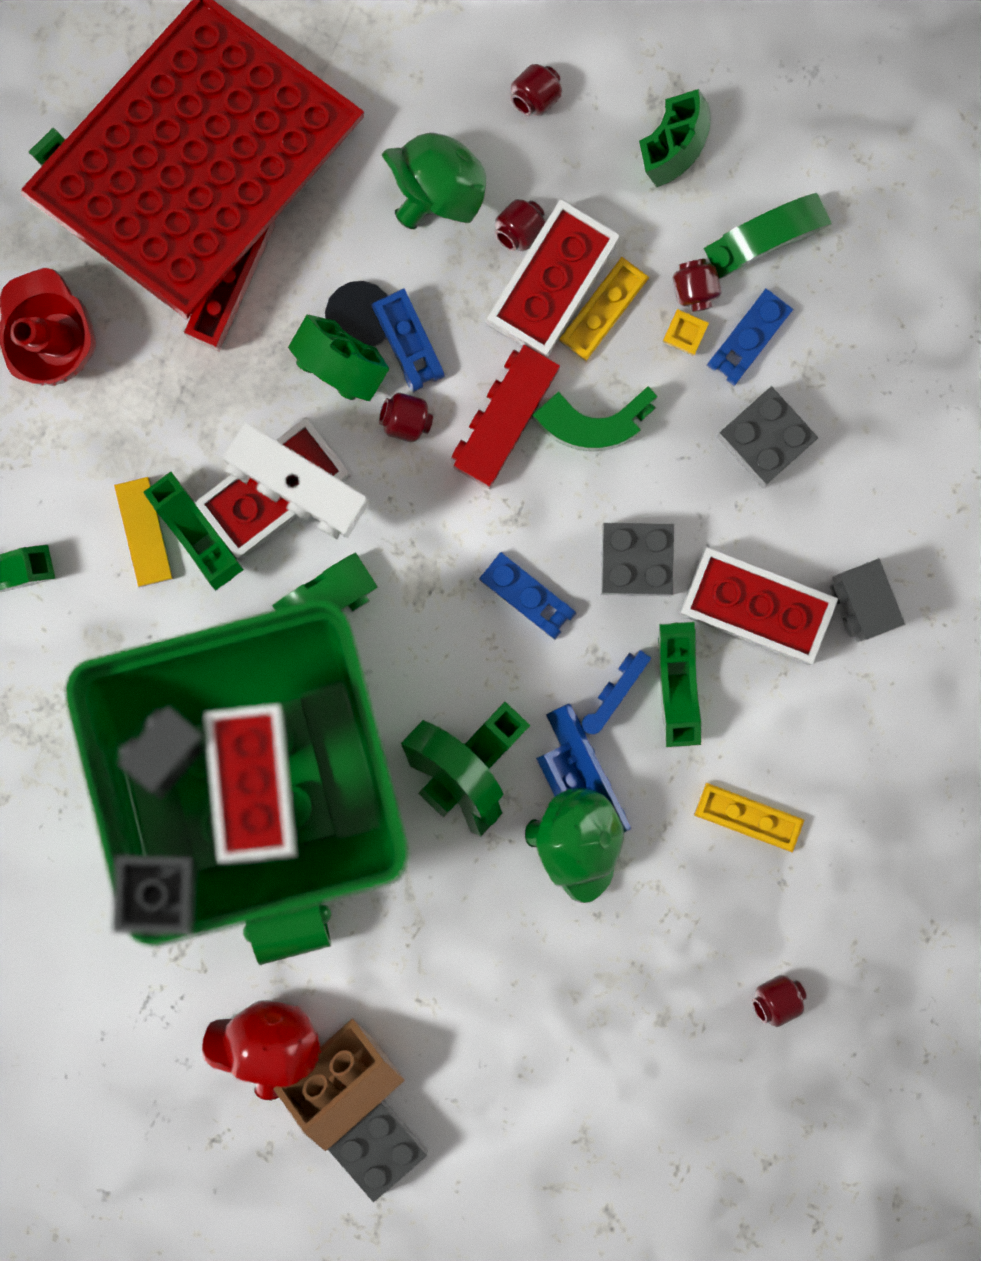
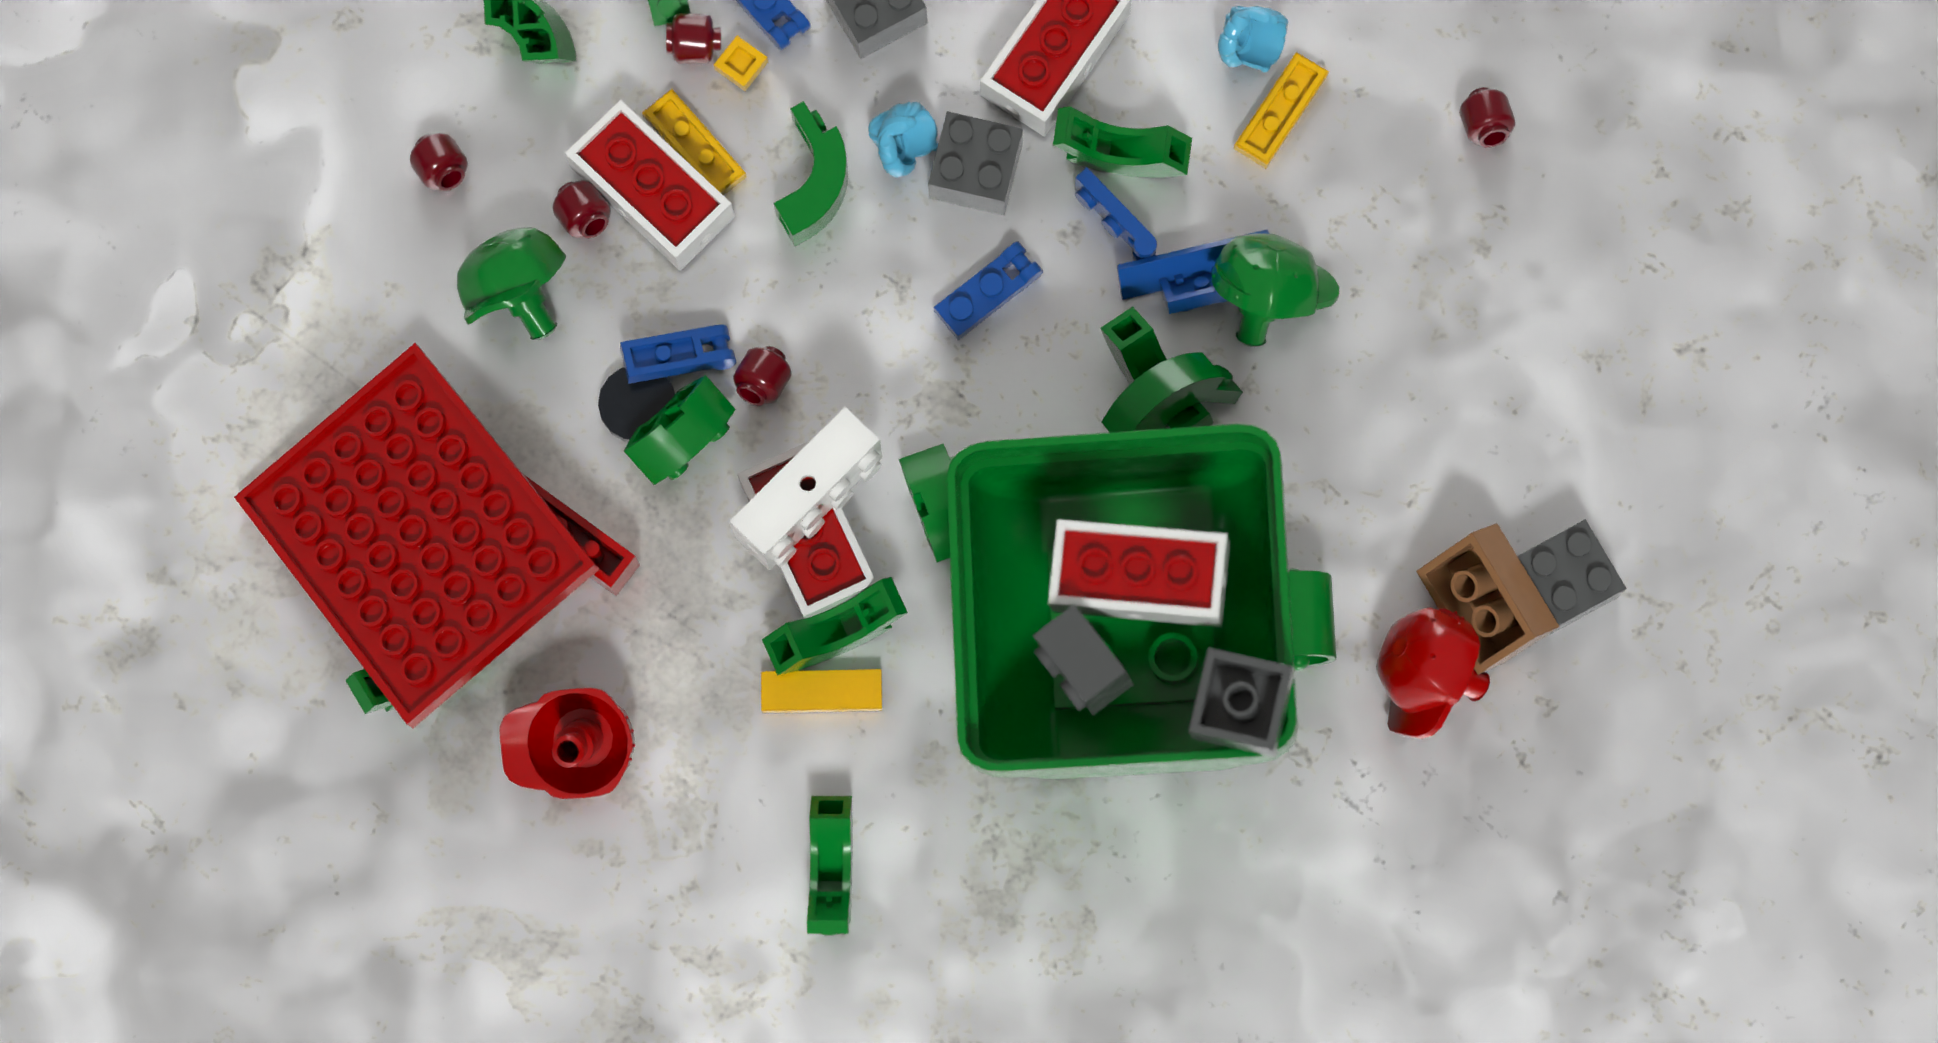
camera: 70 degrees left, 10 degrees down
(505, 417) = (787, 269): red brick -> none
(648, 488) = (902, 136): none -> medium azure hair
(806, 778) = (1252, 37): none -> medium azure hair

